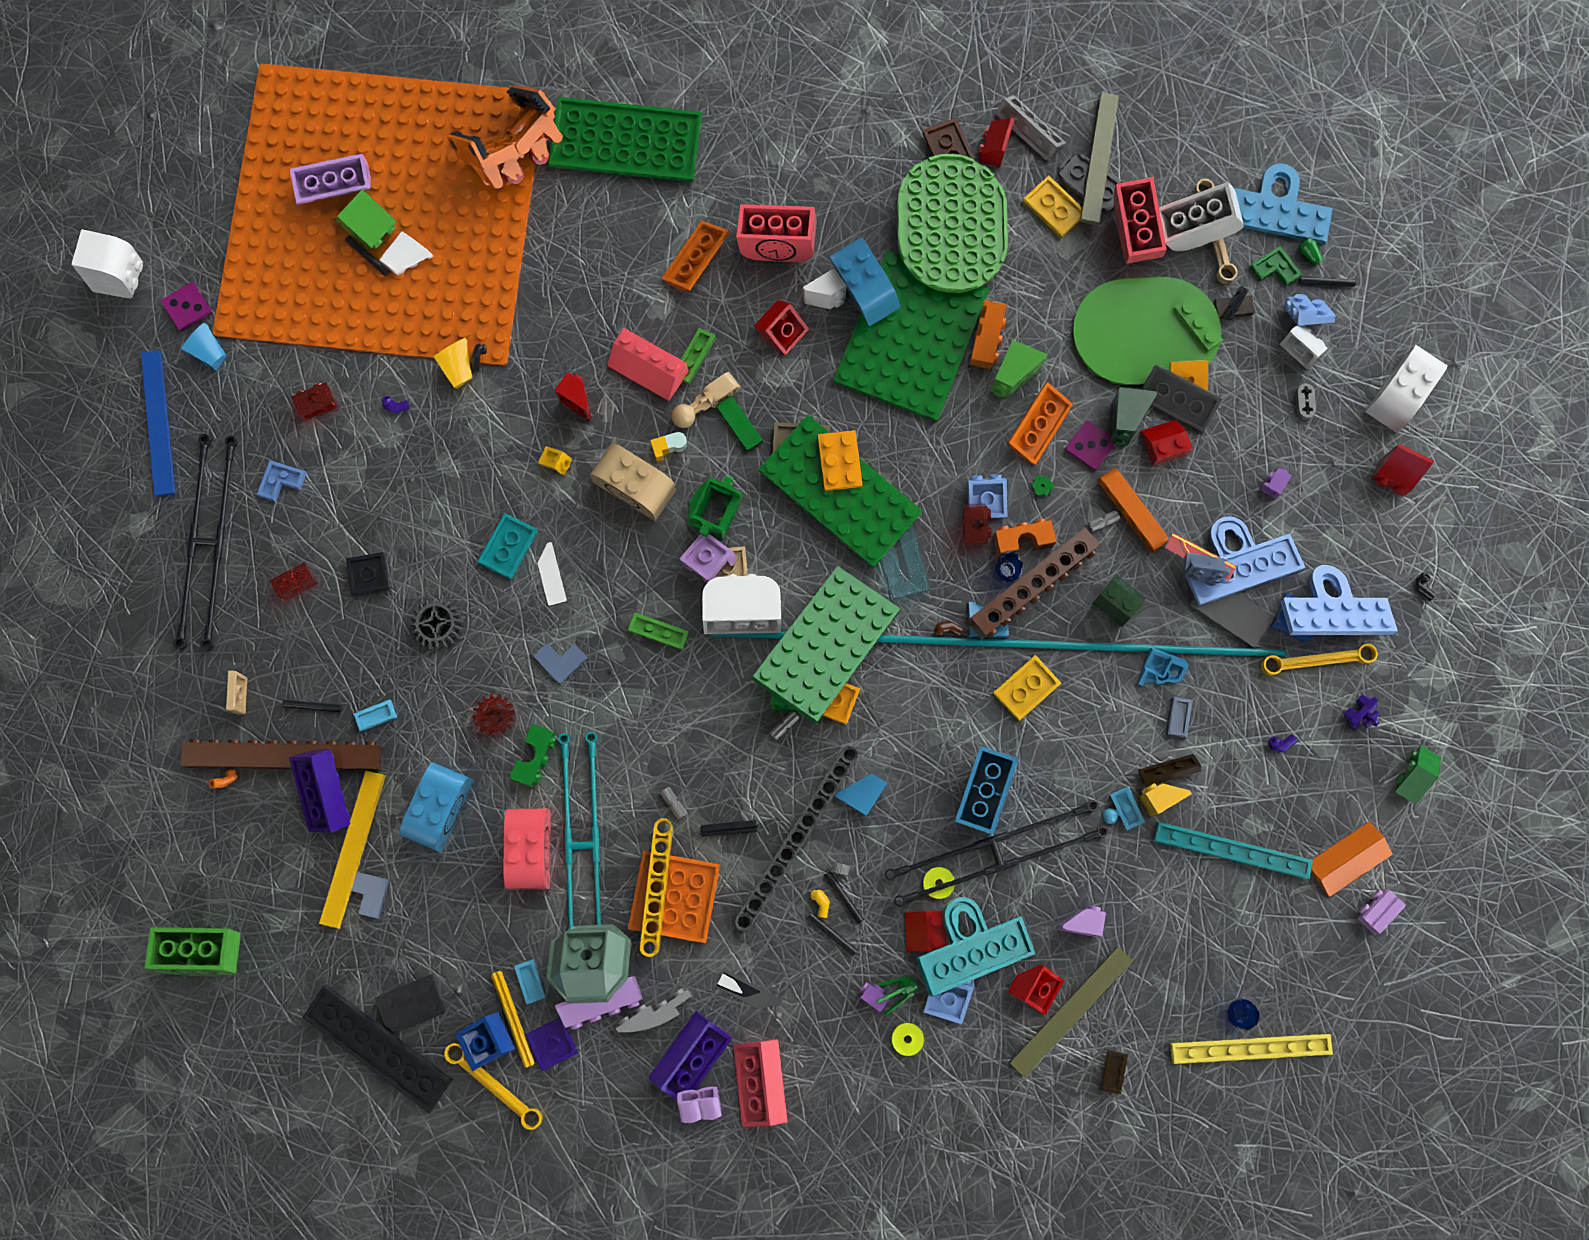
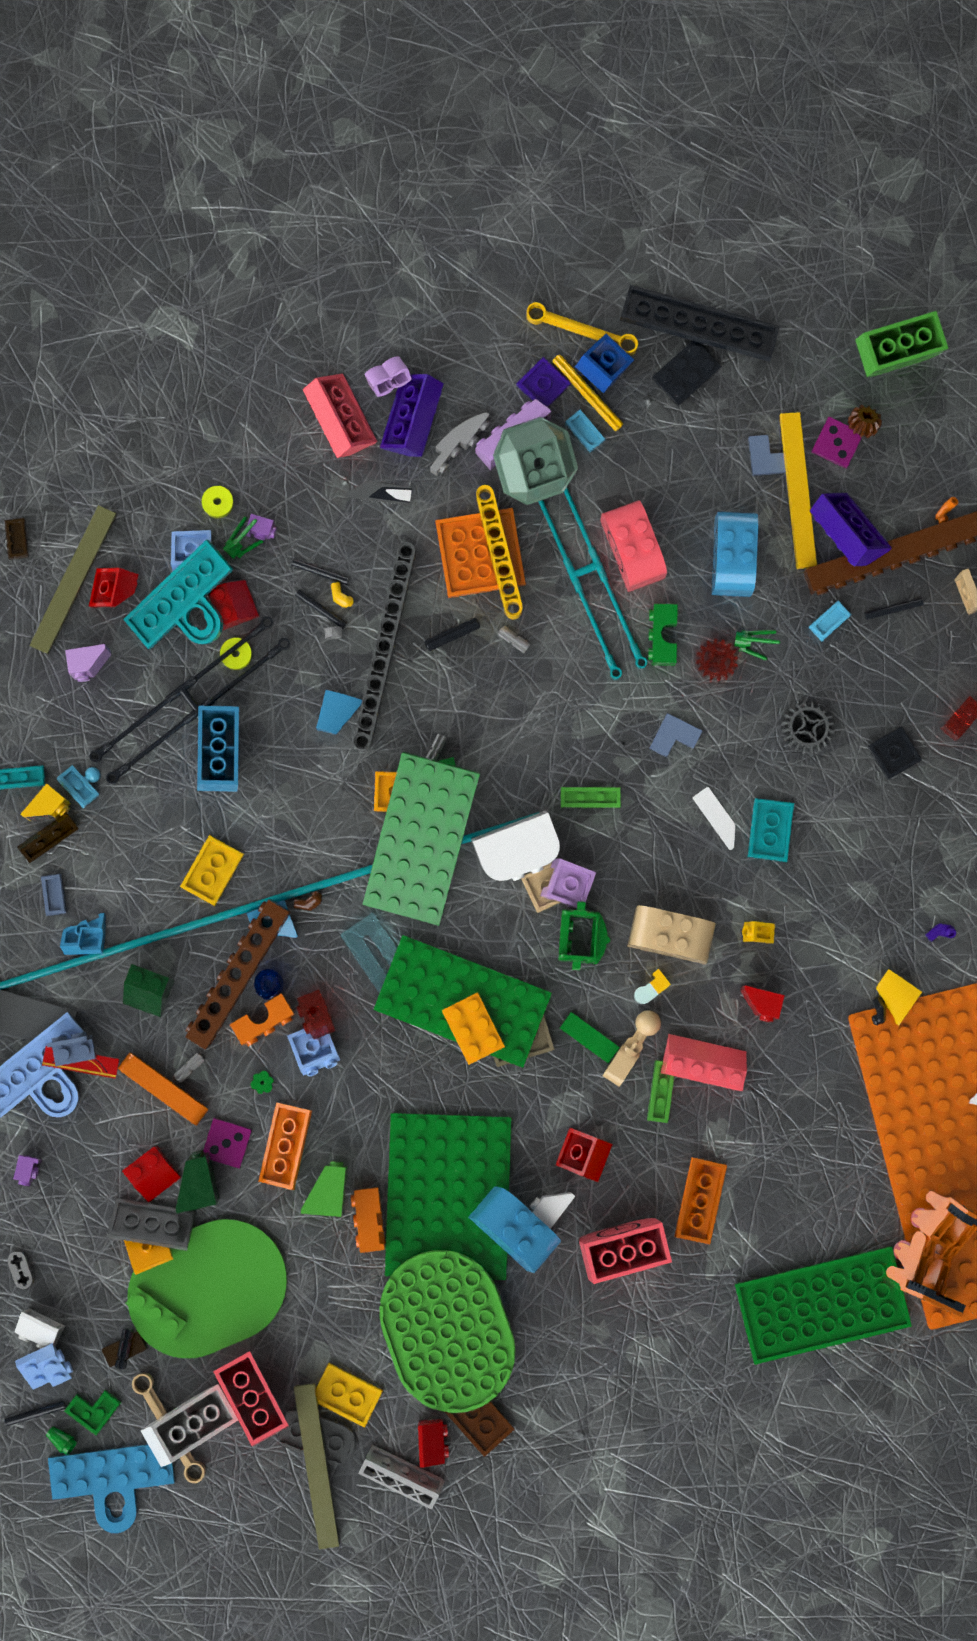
camera: 160 degrees right, 5 degrees up
(262, 891) = (864, 421): none -> reddish brown gear
(296, 882) = (836, 443): none -> magenta tile
(461, 725) = (744, 639): none -> green plant

